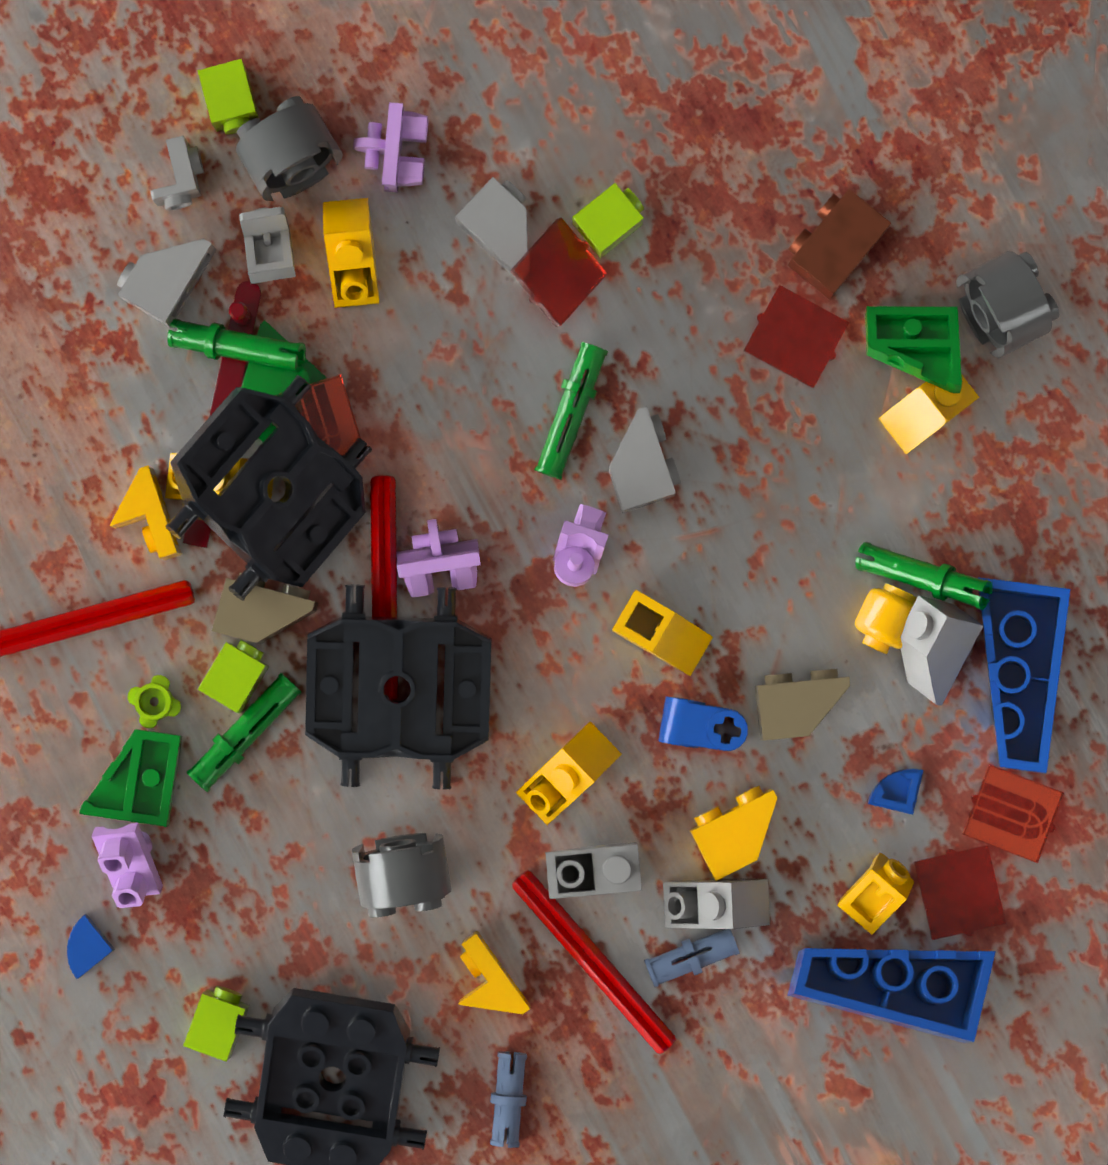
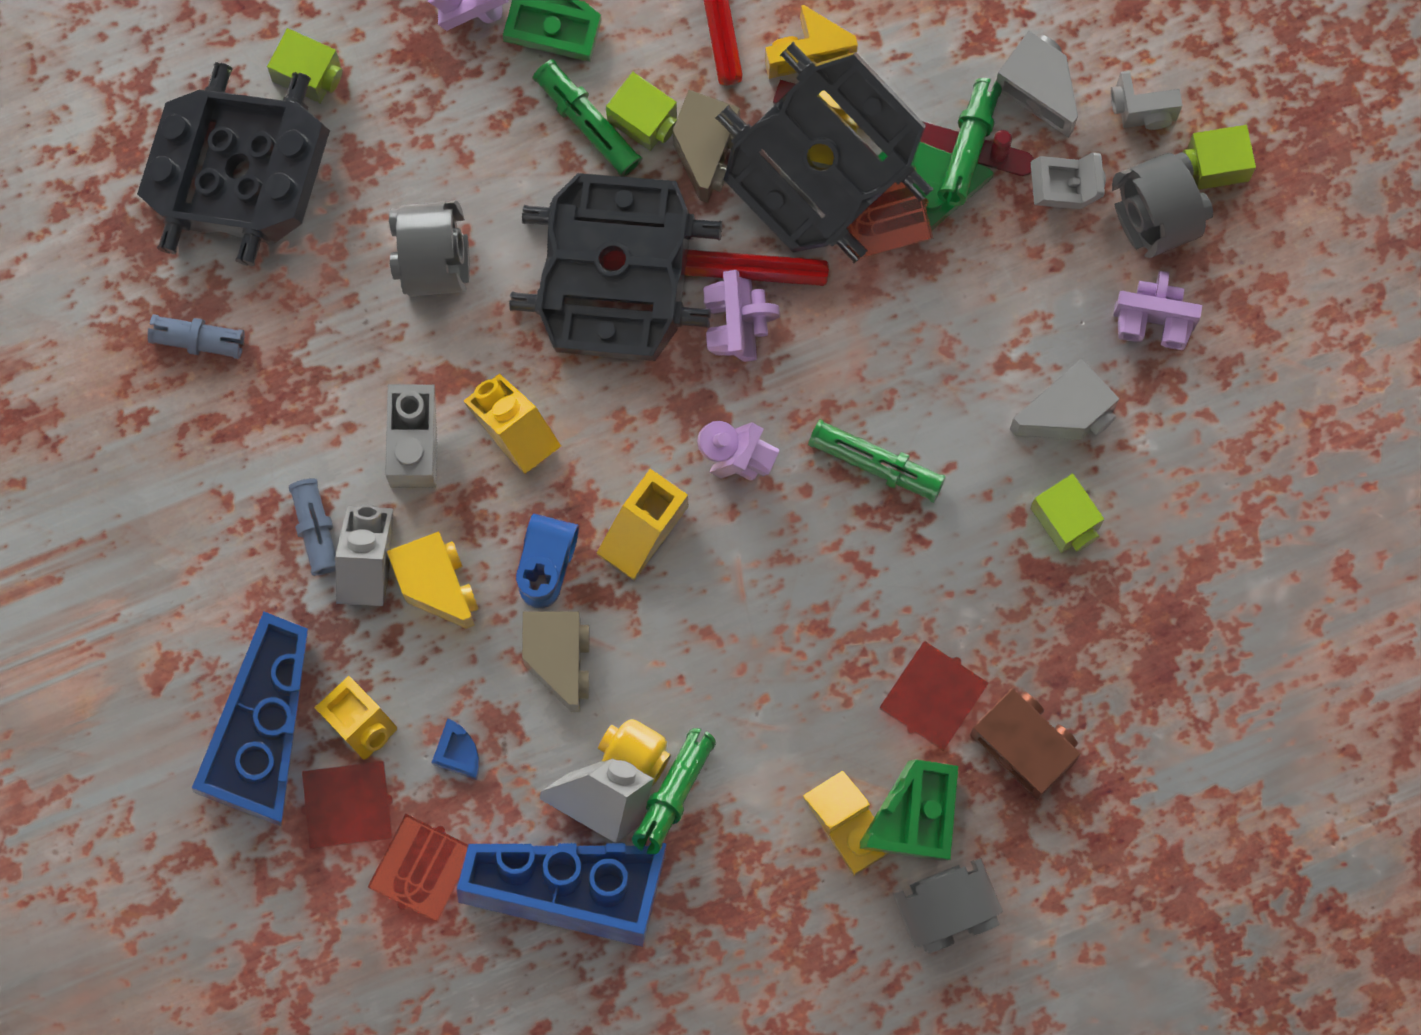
camera: 95 degrees right, 10 degrees down
(141, 700) = (626, 25): lime plate -> none
(350, 252) = (1055, 259): yellow slope -> none
(499, 989) = (306, 337): yellow slope -> none
(558, 272) = (1017, 457): clear red piece -> none
(594, 962) = (317, 434): red axle -> none
(639, 467) = (815, 521): light grey slope -> none

